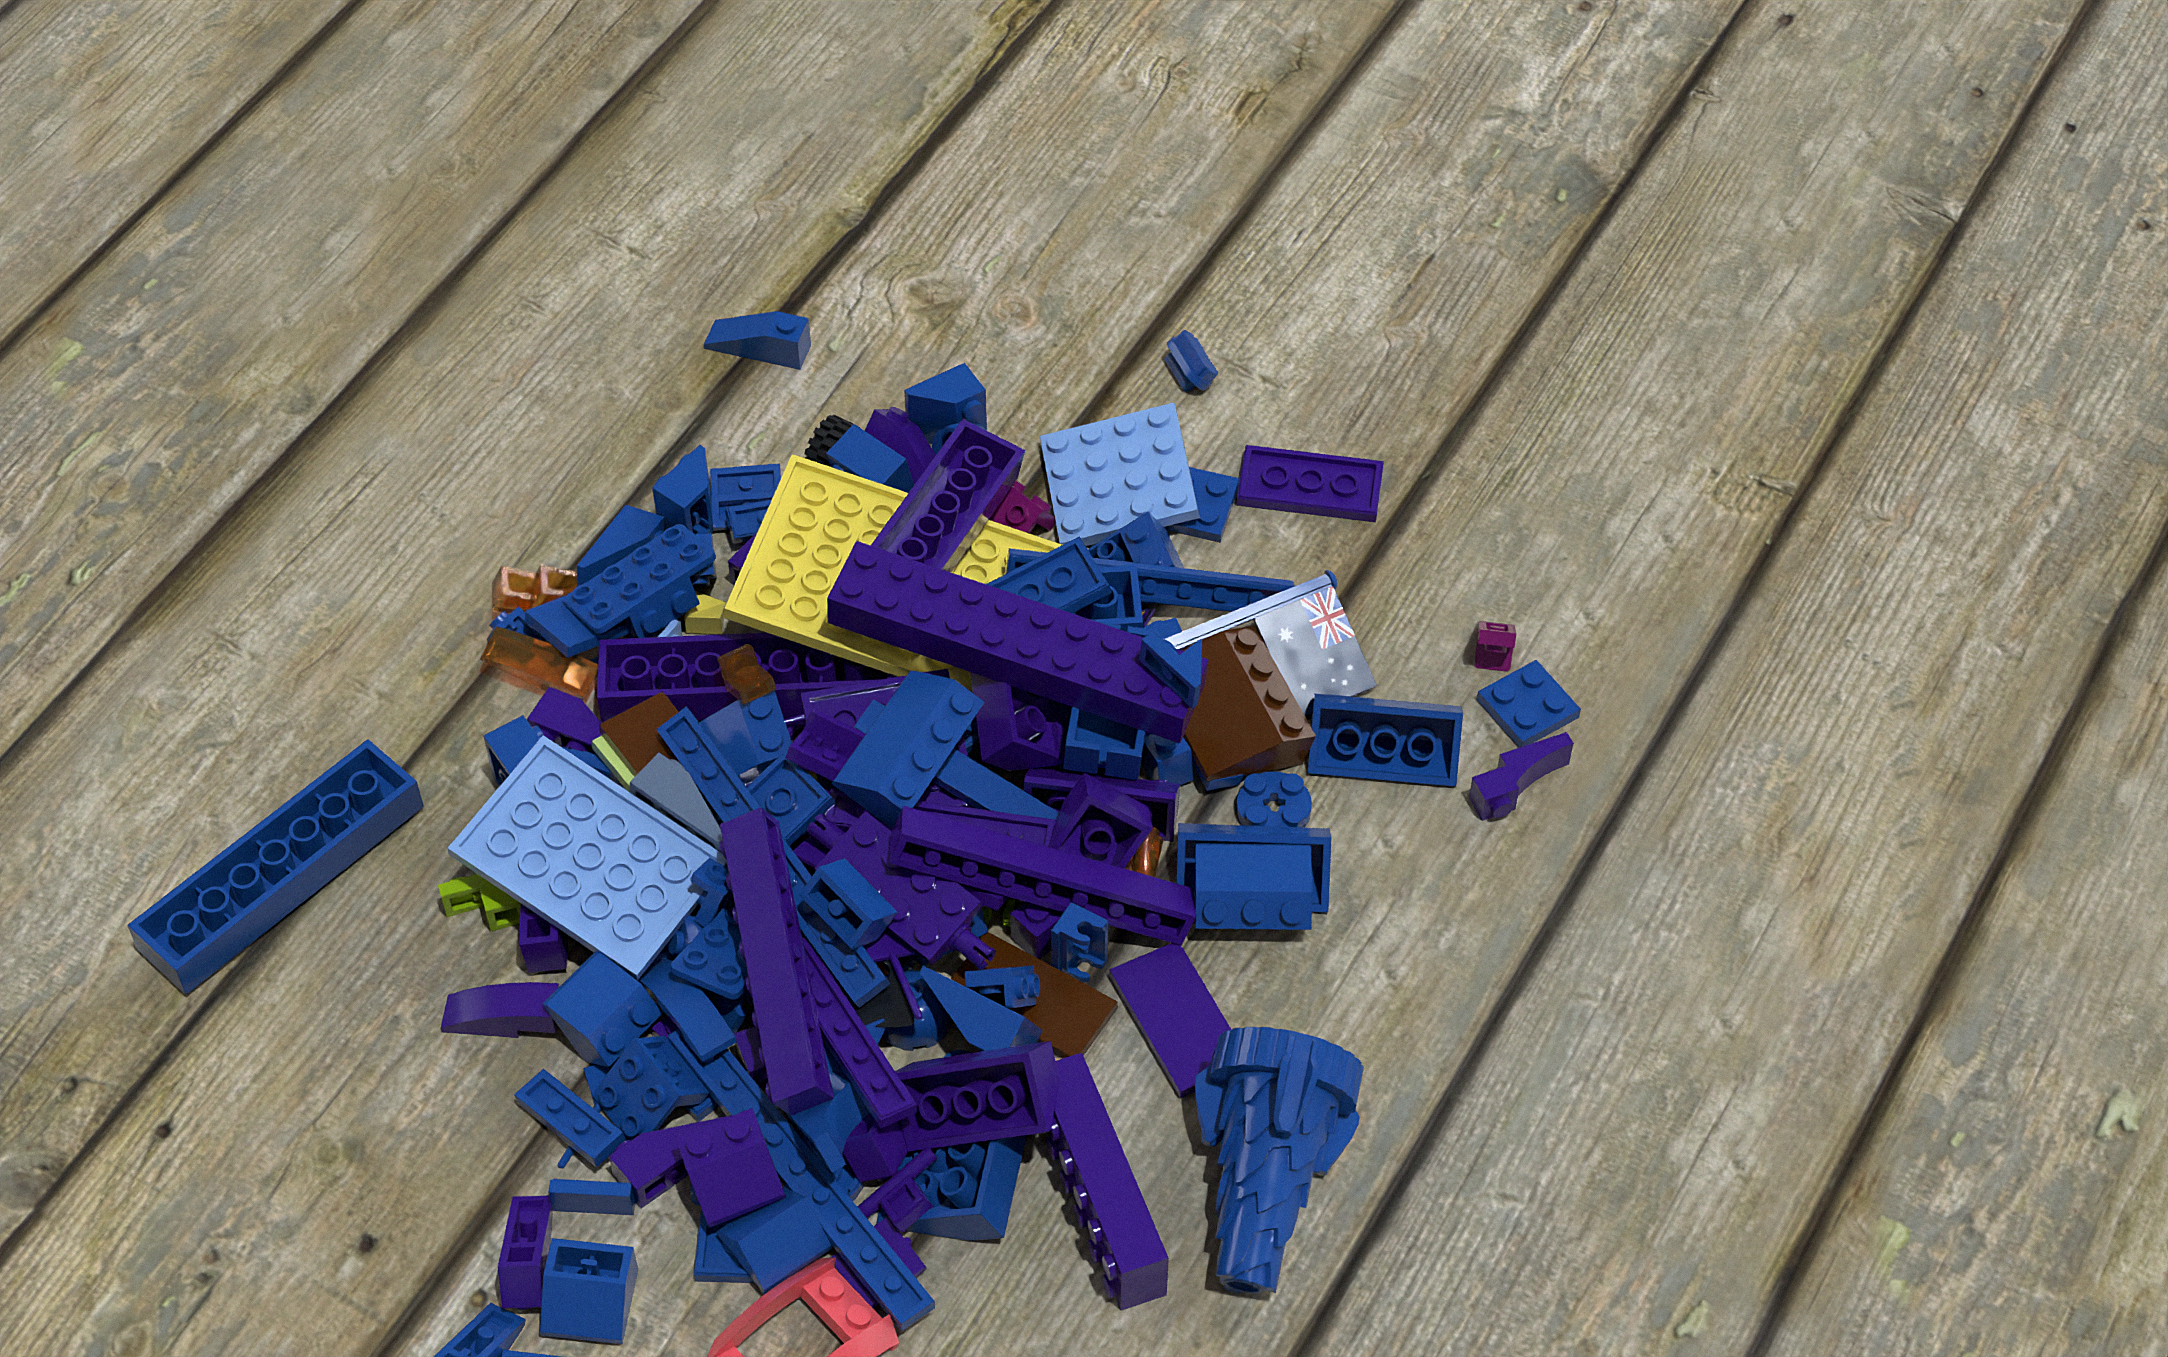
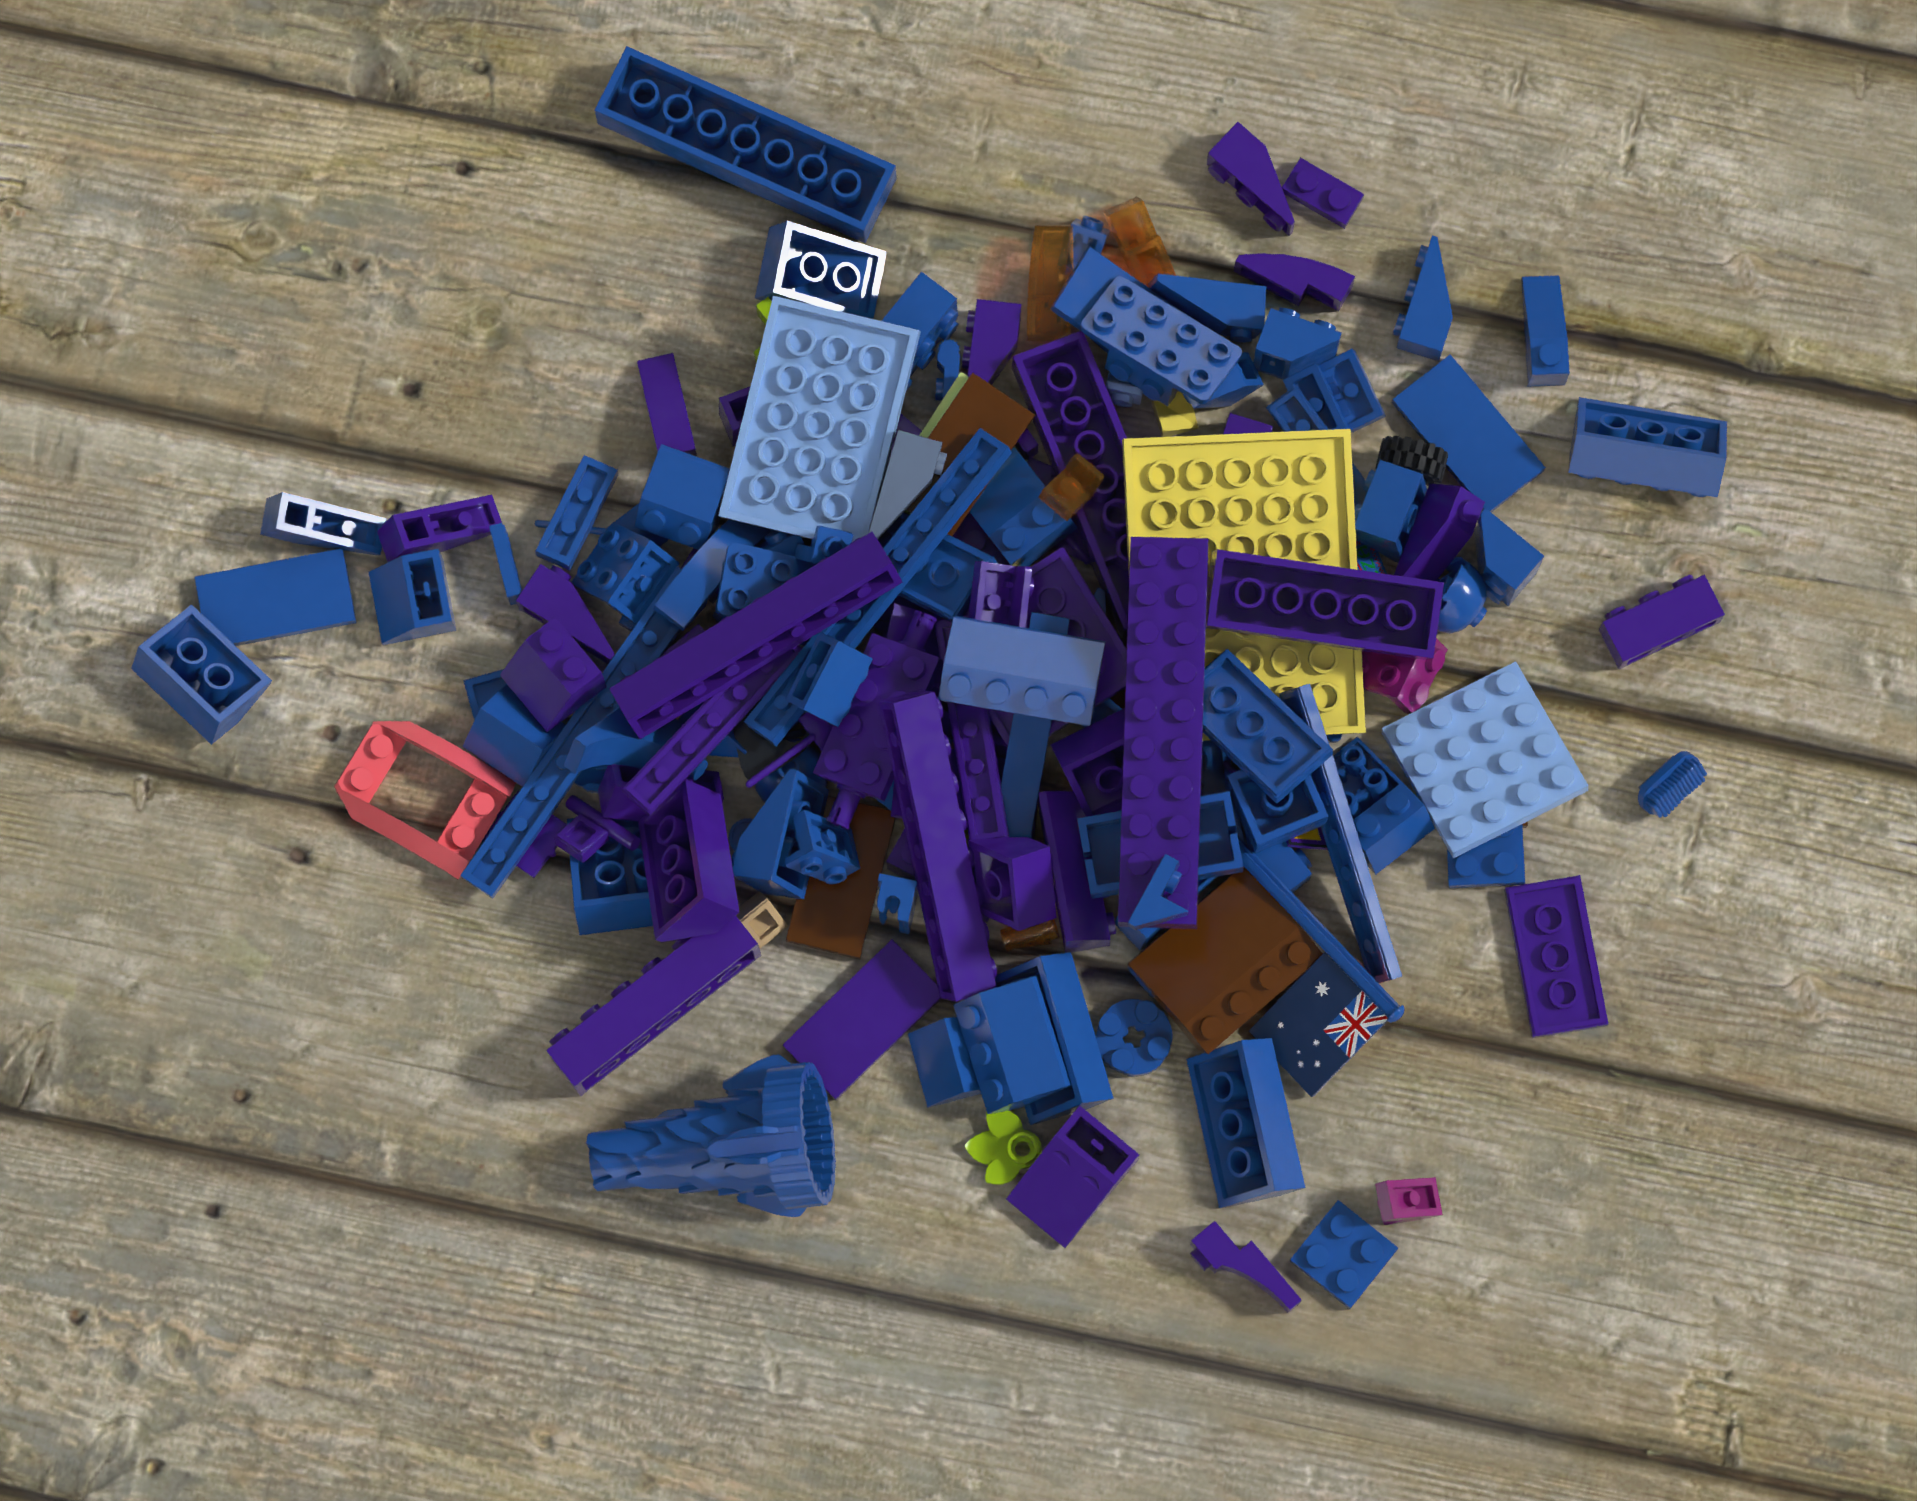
camera: 75 degrees right, 25 degrees up
(415, 848) = (820, 270): none -> blue slope
(520, 493) = (1248, 168): none -> dark purple slope
(558, 456) = (1322, 193): none -> dark purple plate
(627, 486) = (1295, 277): none -> dark purple slope
(702, 407) = (1430, 311): none -> blue slope
(790, 420) = (1480, 443): none -> blue tile
(895, 298) = (1648, 447): none -> blue slope
(1046, 330) = (1660, 620): none -> dark purple brick
(1245, 960) = (943, 1062): none -> blue slope
(1343, 941) = (998, 1147): none -> lime plate
(1391, 879) = (1073, 1176): none -> dark purple slope

